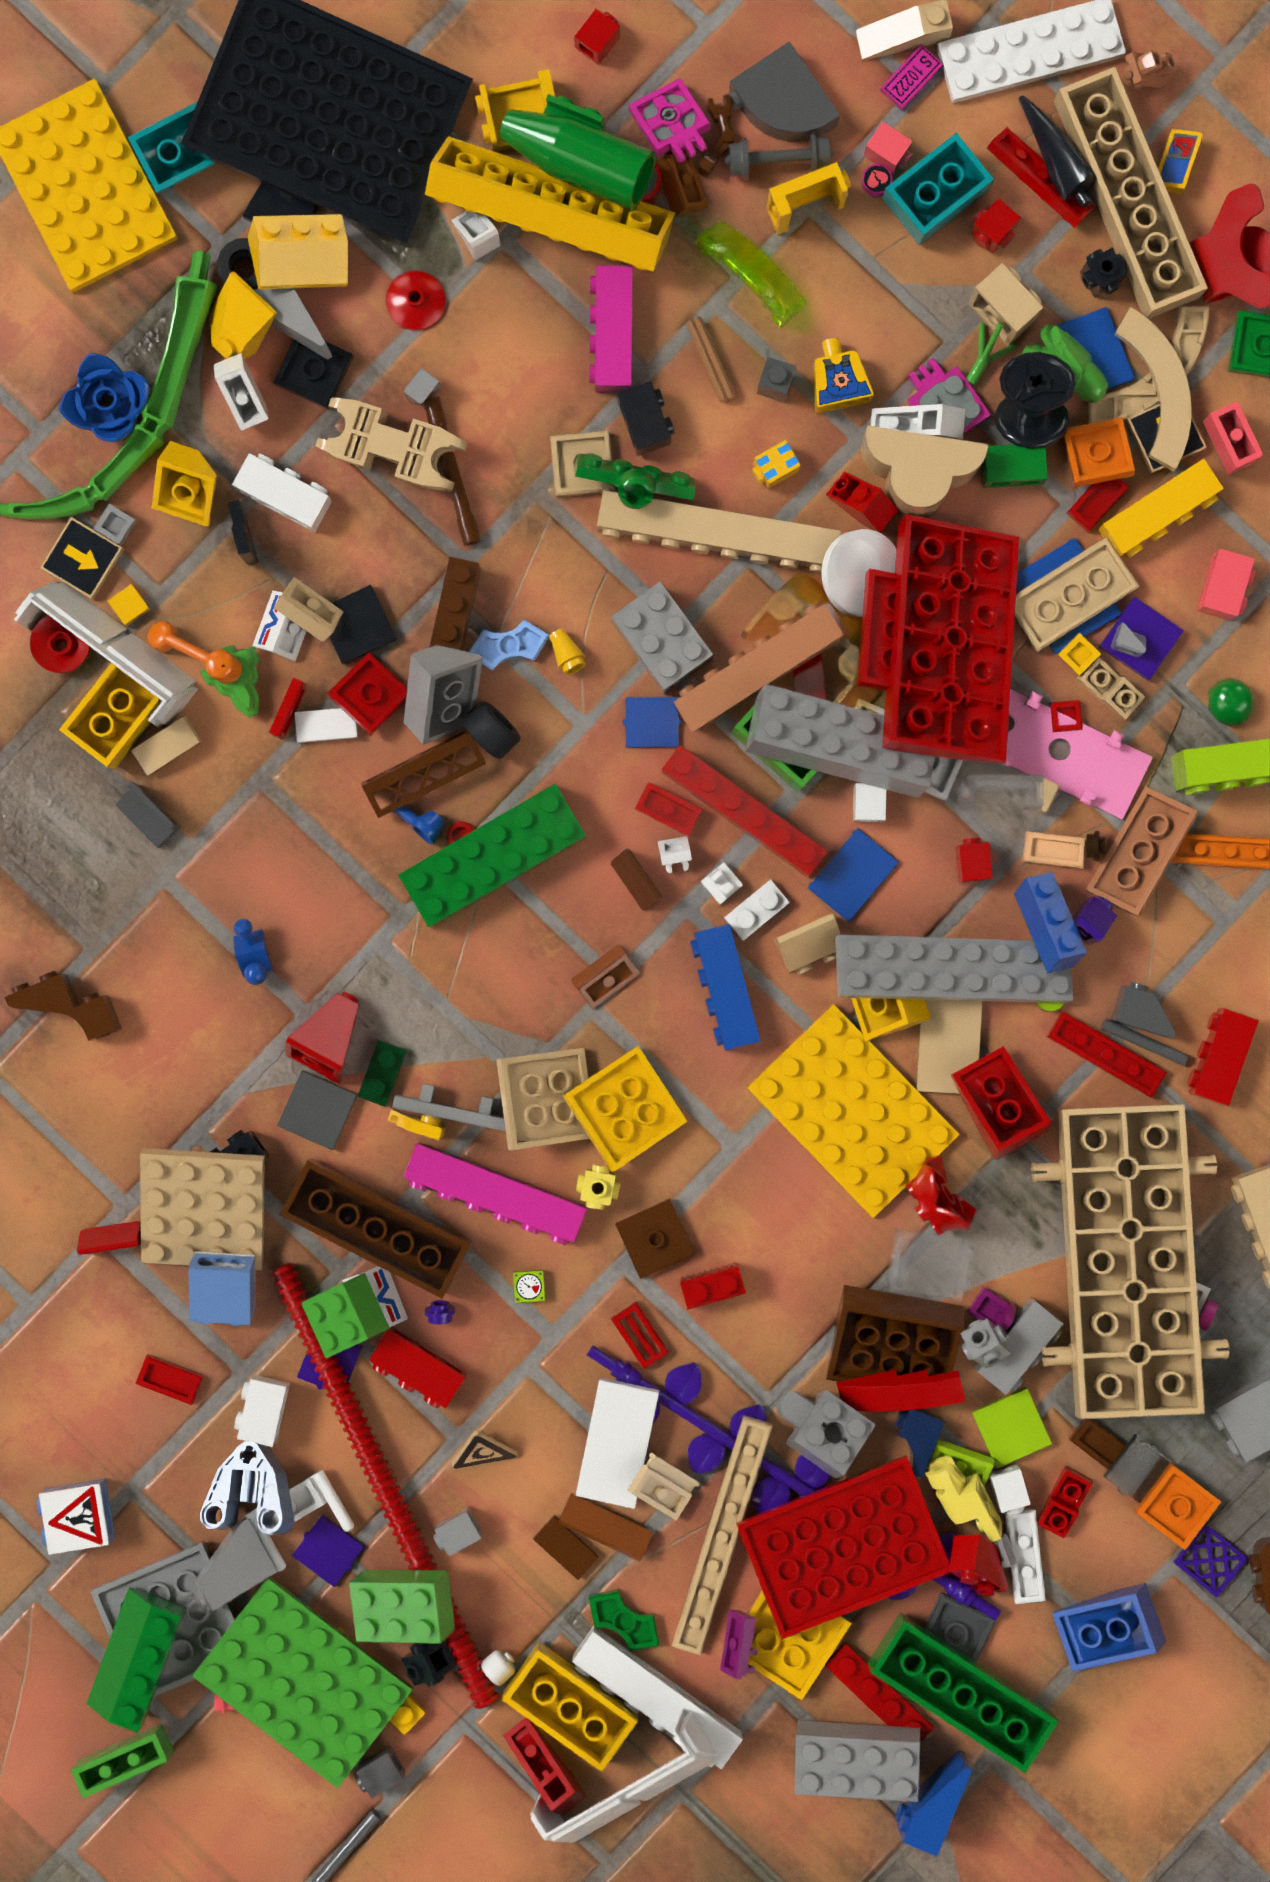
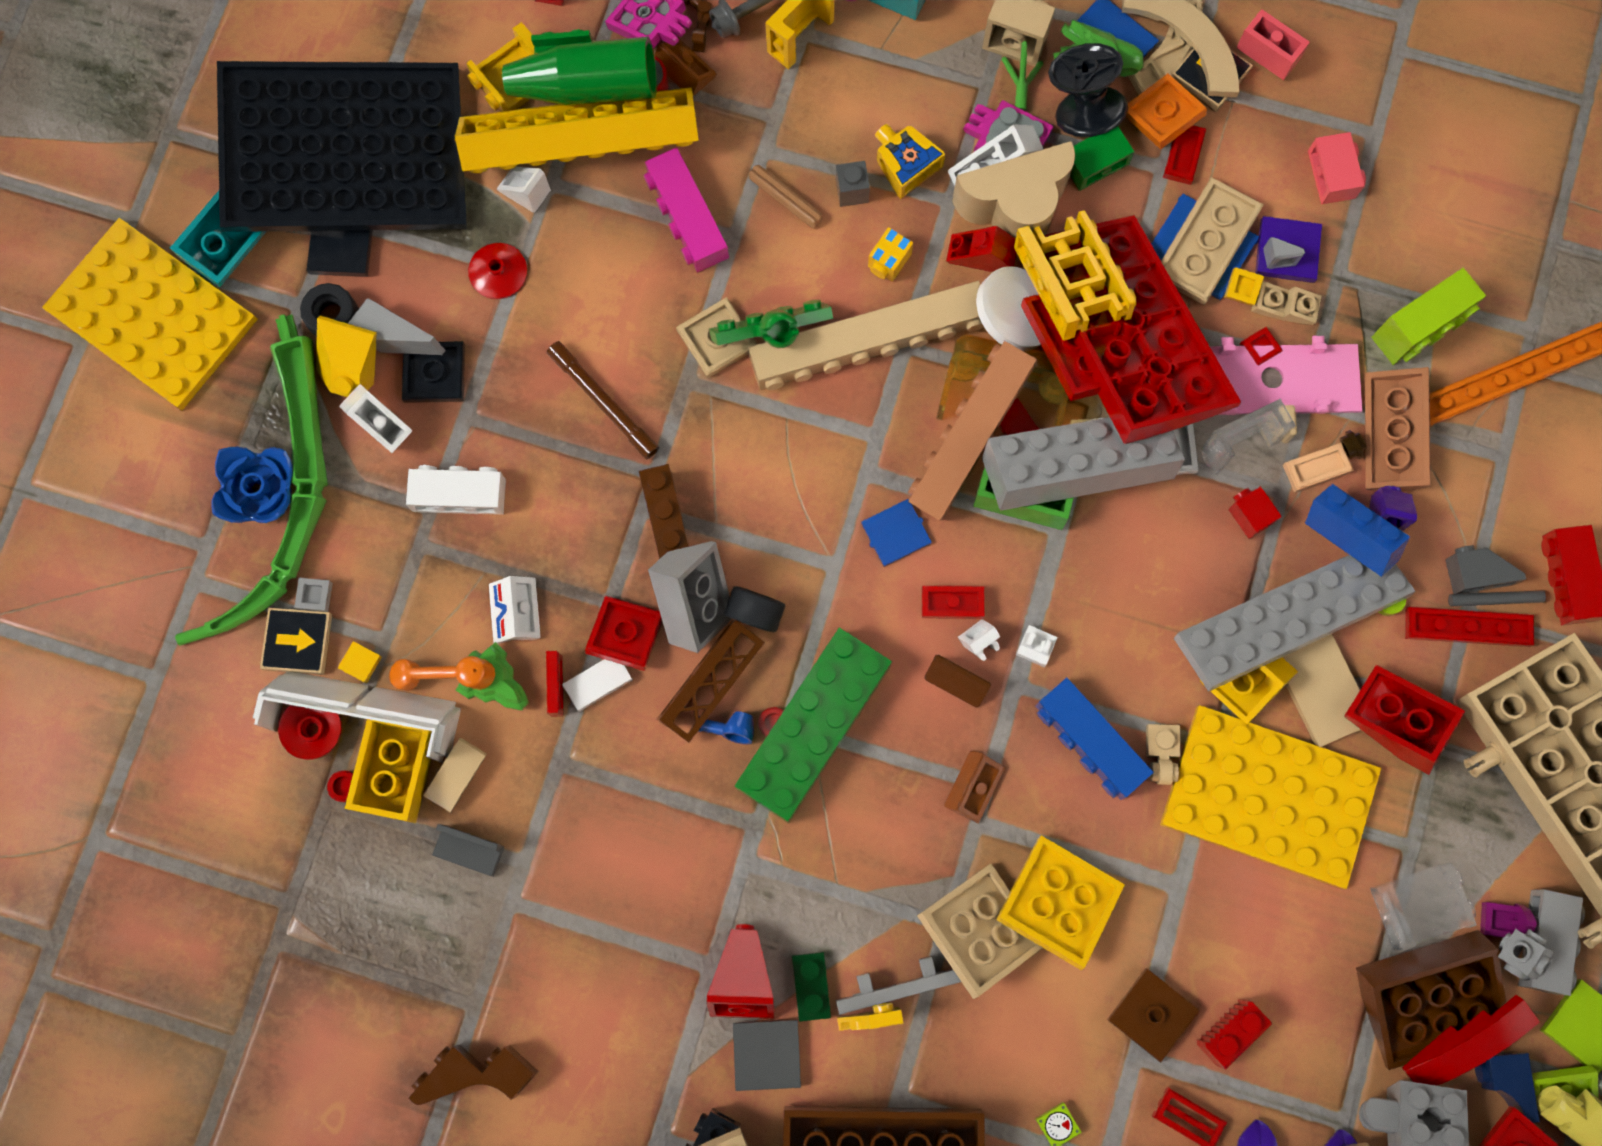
camera: 25 degrees left, 10 degrees down
(64, 705) = (339, 785): none -> red tile
(184, 484) = (362, 527): yellow slope -> none
(242, 533) = (436, 544): black tile -> none
(251, 952) = (629, 932): blue piece -> none
(299, 251) = (371, 271): yellow slope -> none
(308, 609) = (531, 582): tan slope -> none
(361, 626) = (581, 577): black tile -> none
(368, 437) = (559, 396): tan piece -> none
(421, 387) = (539, 338): light grey slope -> none
(495, 1192) = (980, 1048): dark pink brick -> none
(522, 642) = (742, 518): light blue tile -> none
(567, 653) = (787, 507): yellow cone -> none
(602, 1175) = (1062, 992): light yellow brick -> none
(645, 418) = (753, 269): black brick -> none
(662, 637) = (867, 451): light grey brick -> none
(743, 811) = (1024, 569): red brick -> none
(753, 269) = (786, 101): clear neon green windscreen -> none
(756, 910) = (1081, 654): white plate -> none
(785, 1021) = (1163, 743): none -> tan plate
(808, 944) = (1149, 659): tan slope -> none
(853, 875) = (1150, 579): blue piece -> none
(868, 803) = (1131, 506): white brick -> none
(902, 567) = (1053, 284): none -> yellow fence
(935, 1200) = (1403, 843): red brick -> none
(1162, 508) = (1244, 131): yellow brick -> none
(1230, 701) = (1397, 264): green hair -> none

